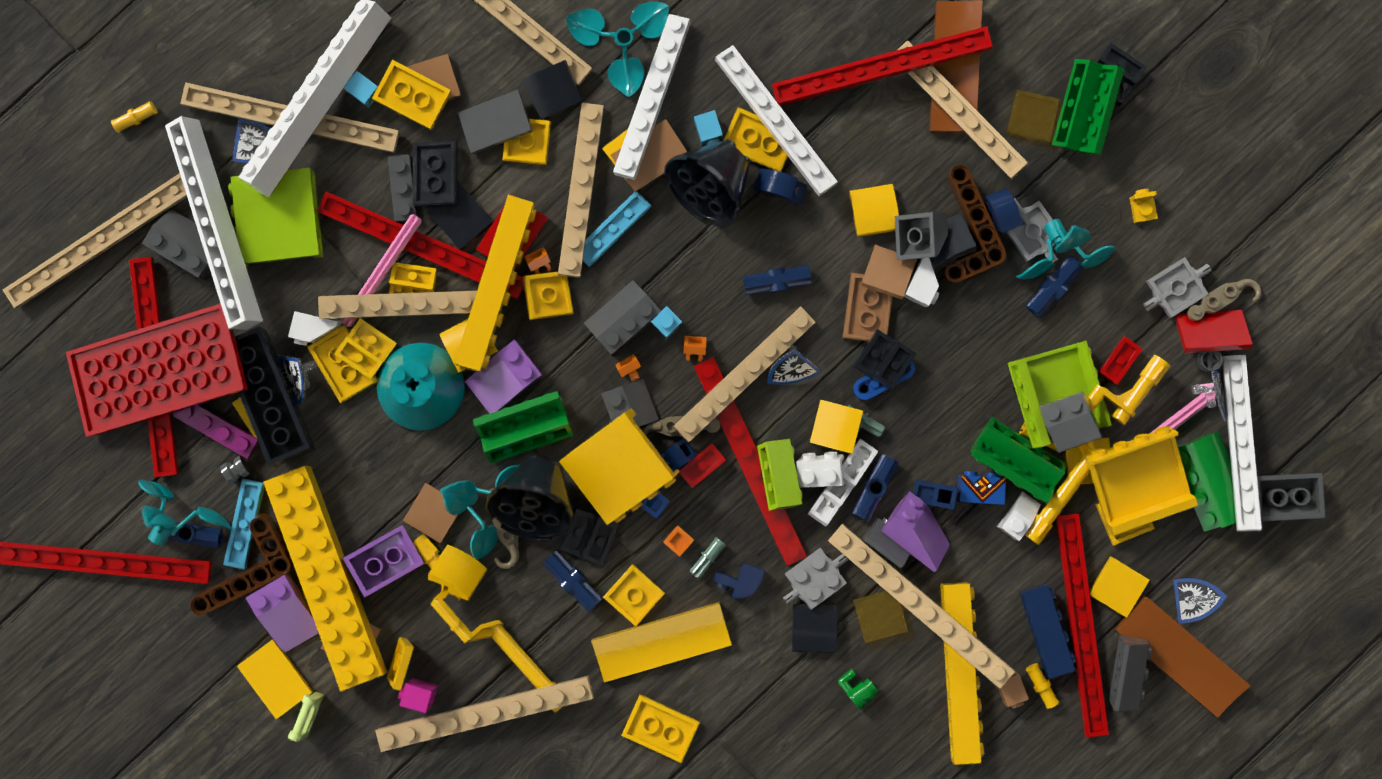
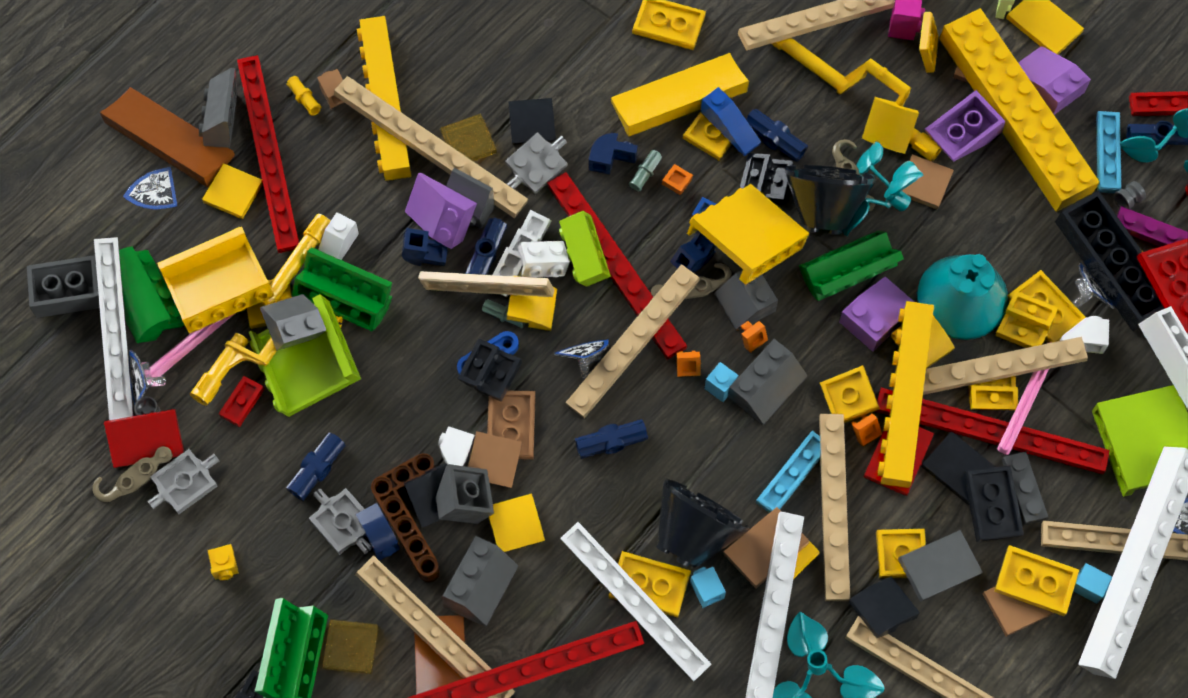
camera: 170 degrees right, 20 degrees down
(250, 575) = (1086, 103): reddish brown beam -> none
(616, 596) = (729, 121): none -> blue slope
(702, 465) = (662, 252): red plate -> none
(780, 185) = (622, 531): dark blue brick -> none
(861, 693) = (479, 69): green piece -> none
(869, 440) = (486, 284): none -> tan tile
(913, 155) = (479, 582): none -> dark grey slope
(981, 489) = (379, 259): brick -> none
(1047, 630) = (302, 142): dark blue brick -> none
(1065, 241) = (316, 512): teal plant -> none

